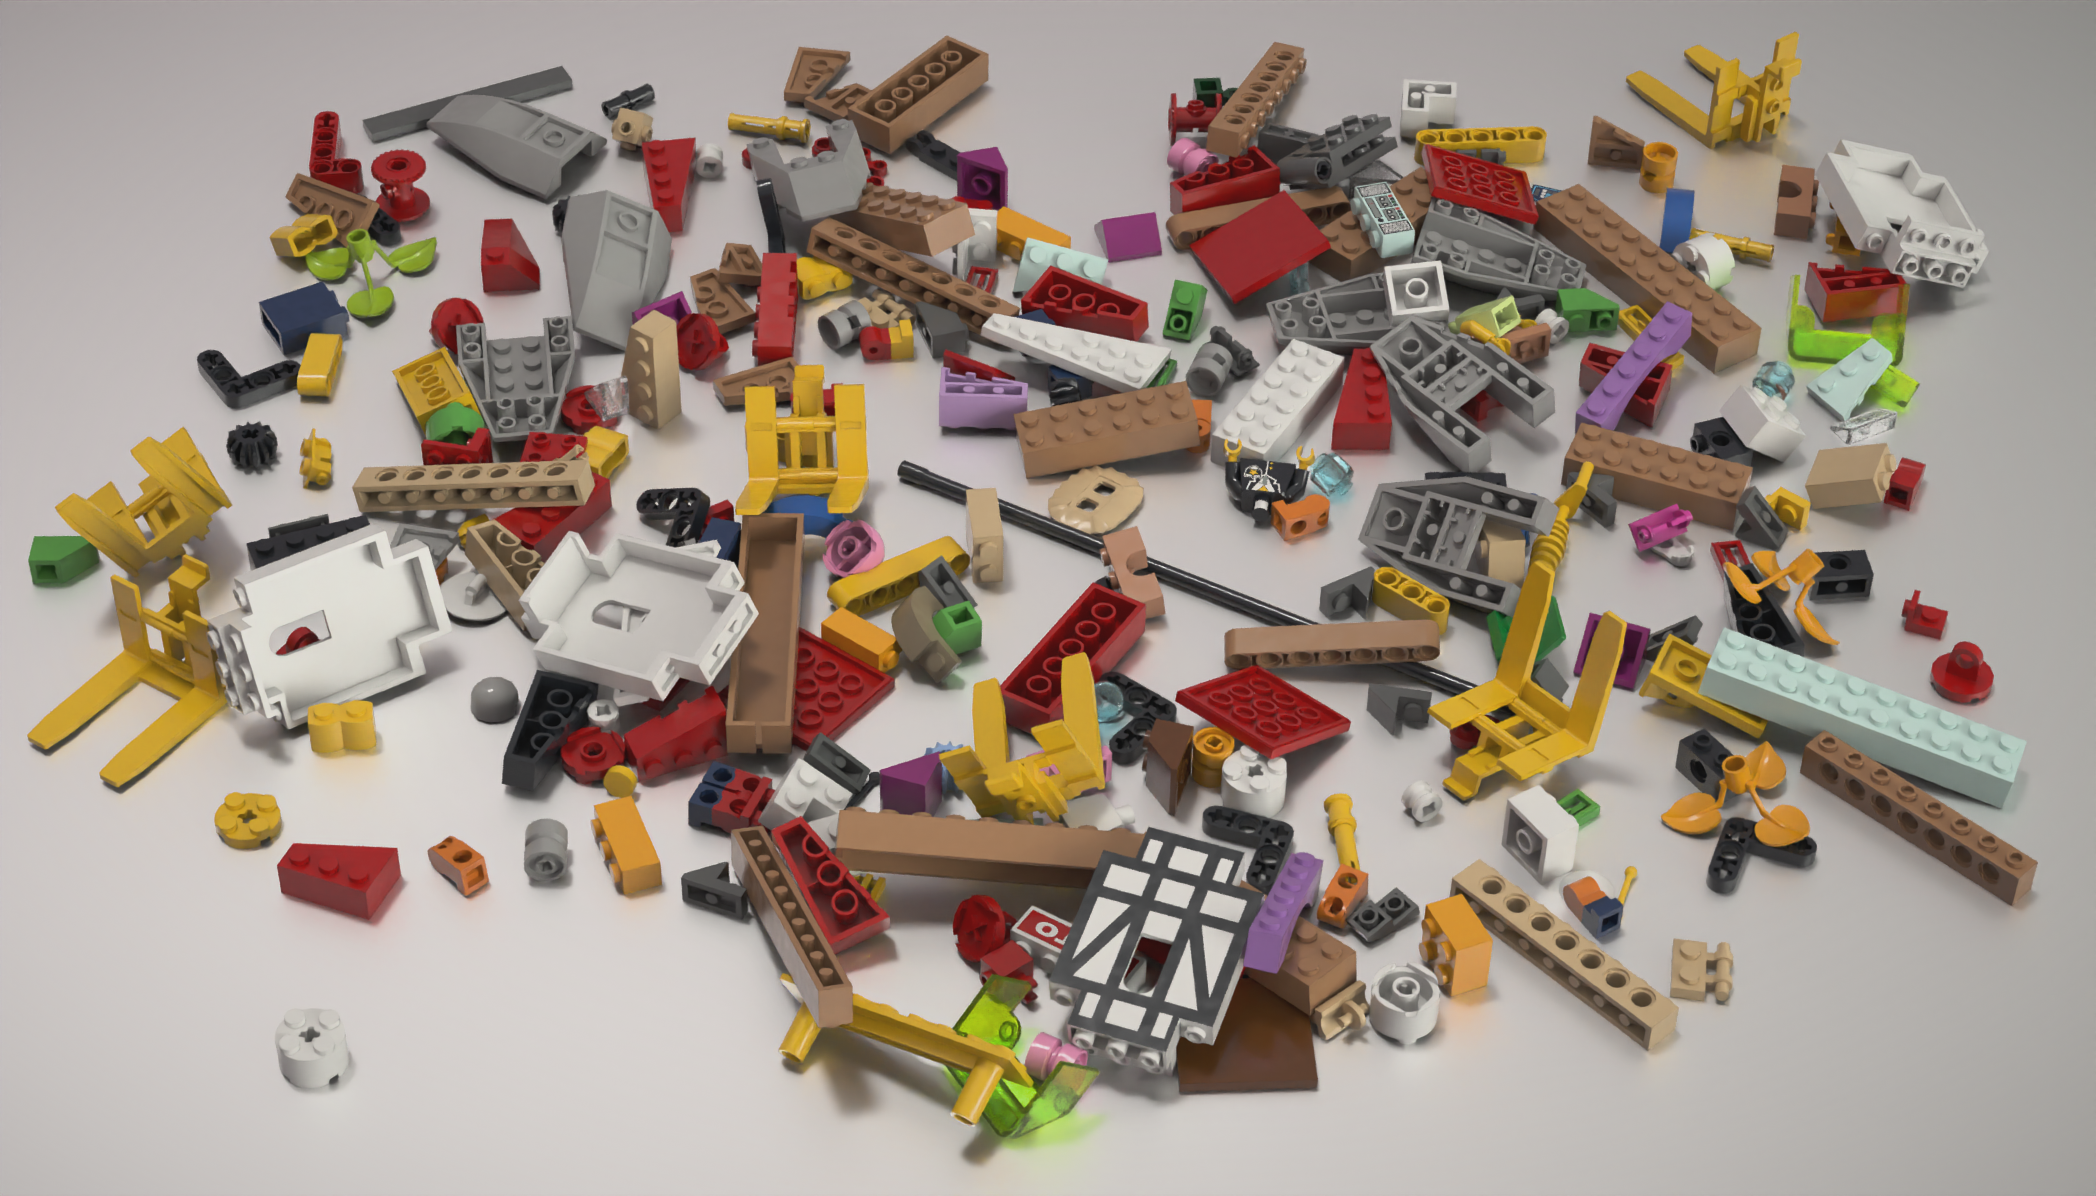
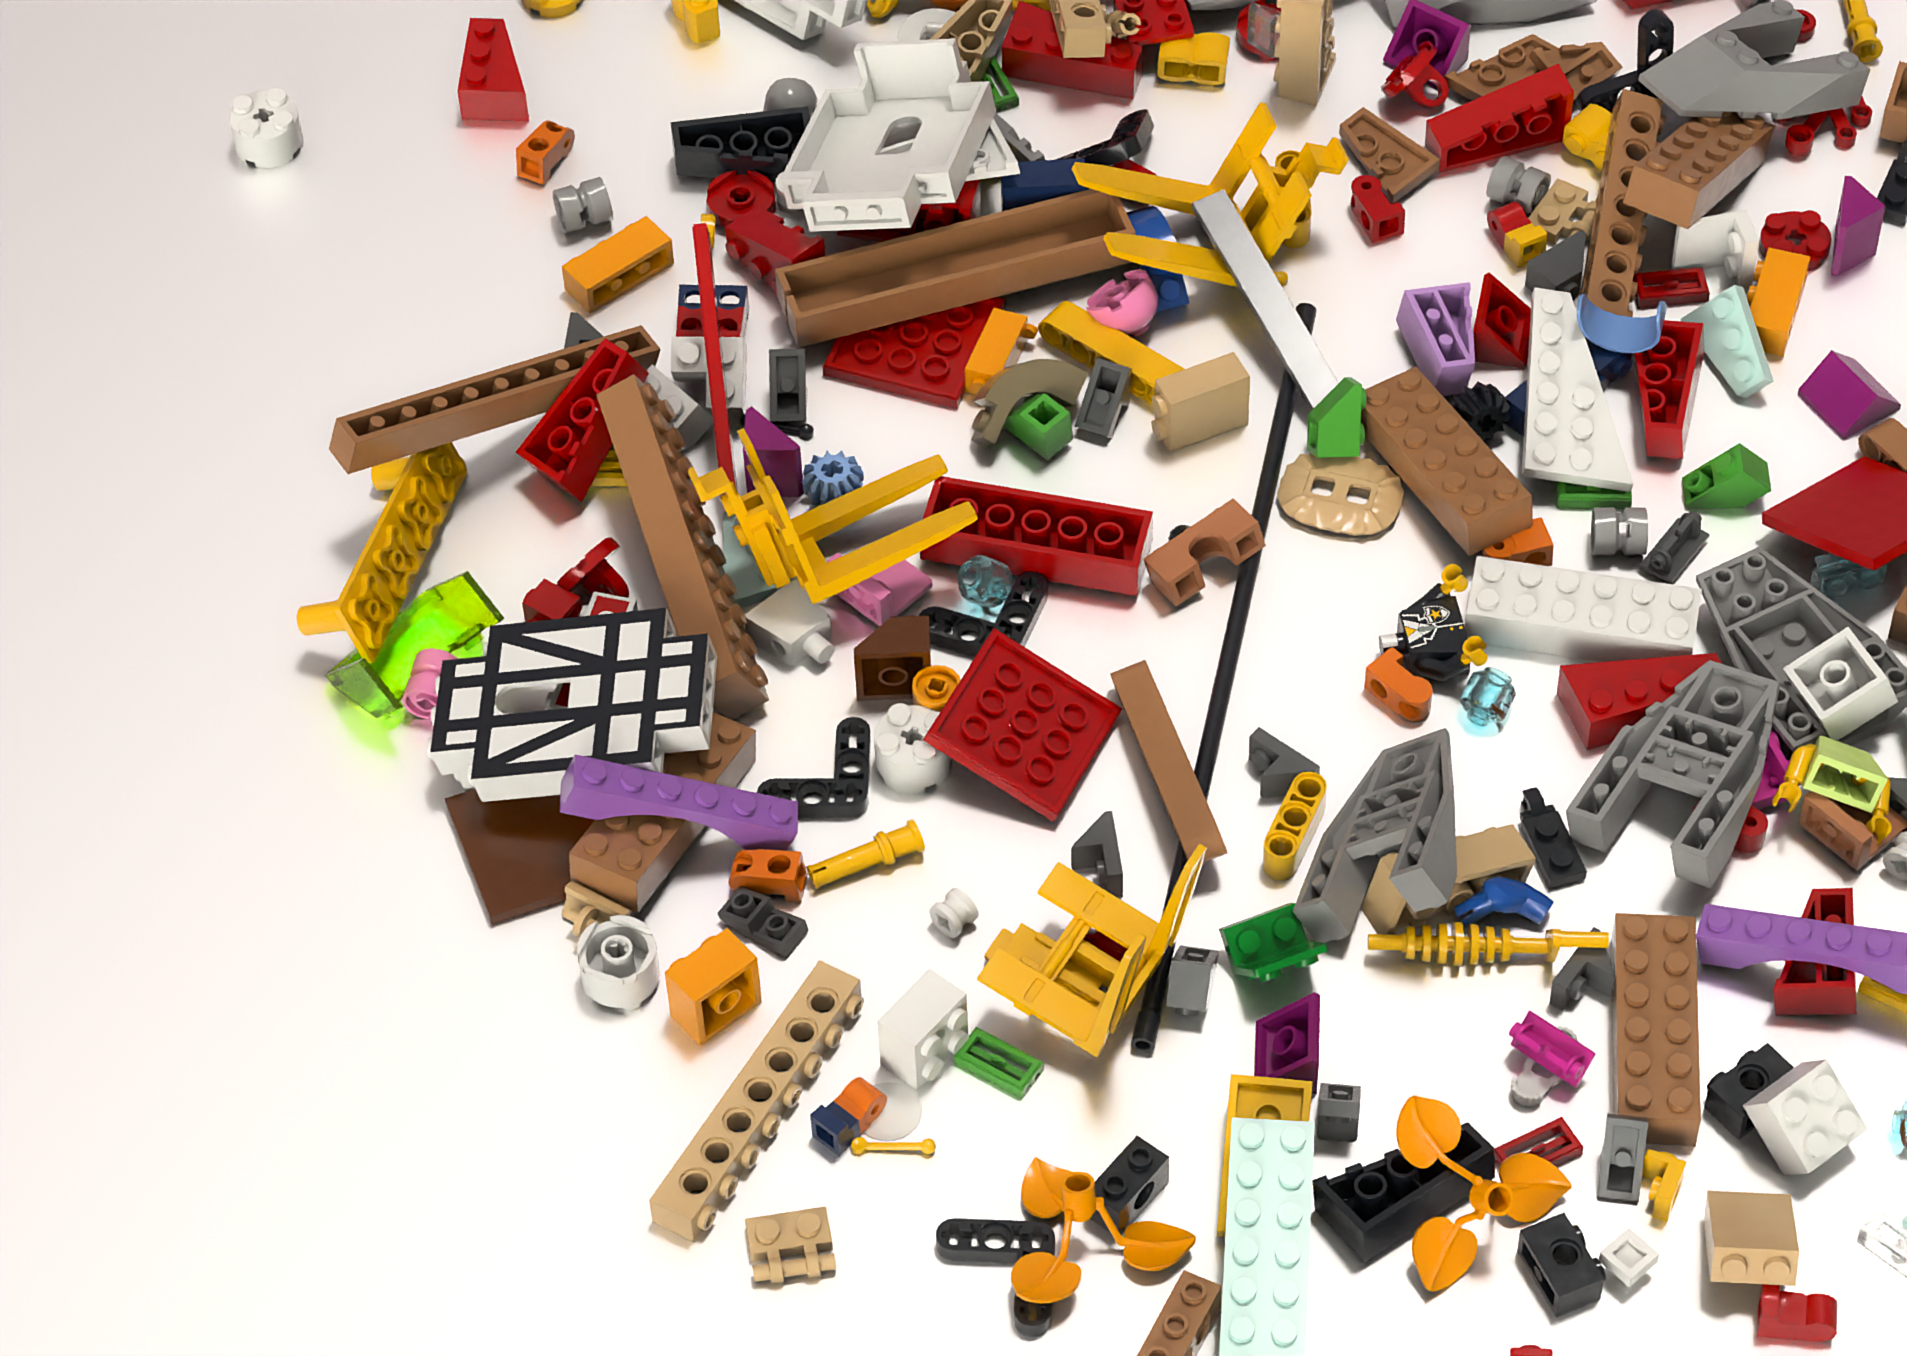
camera: 75 degrees right, 10 degrees up
(805, 766) = (714, 351): none -> red tile
(914, 470) = (1265, 297): none -> tile
(1042, 468) = (1336, 421): none -> bright green slope
(1046, 292) = (1619, 332): none -> medium blue piece
(1844, 537) = (1628, 1257): none -> white tile

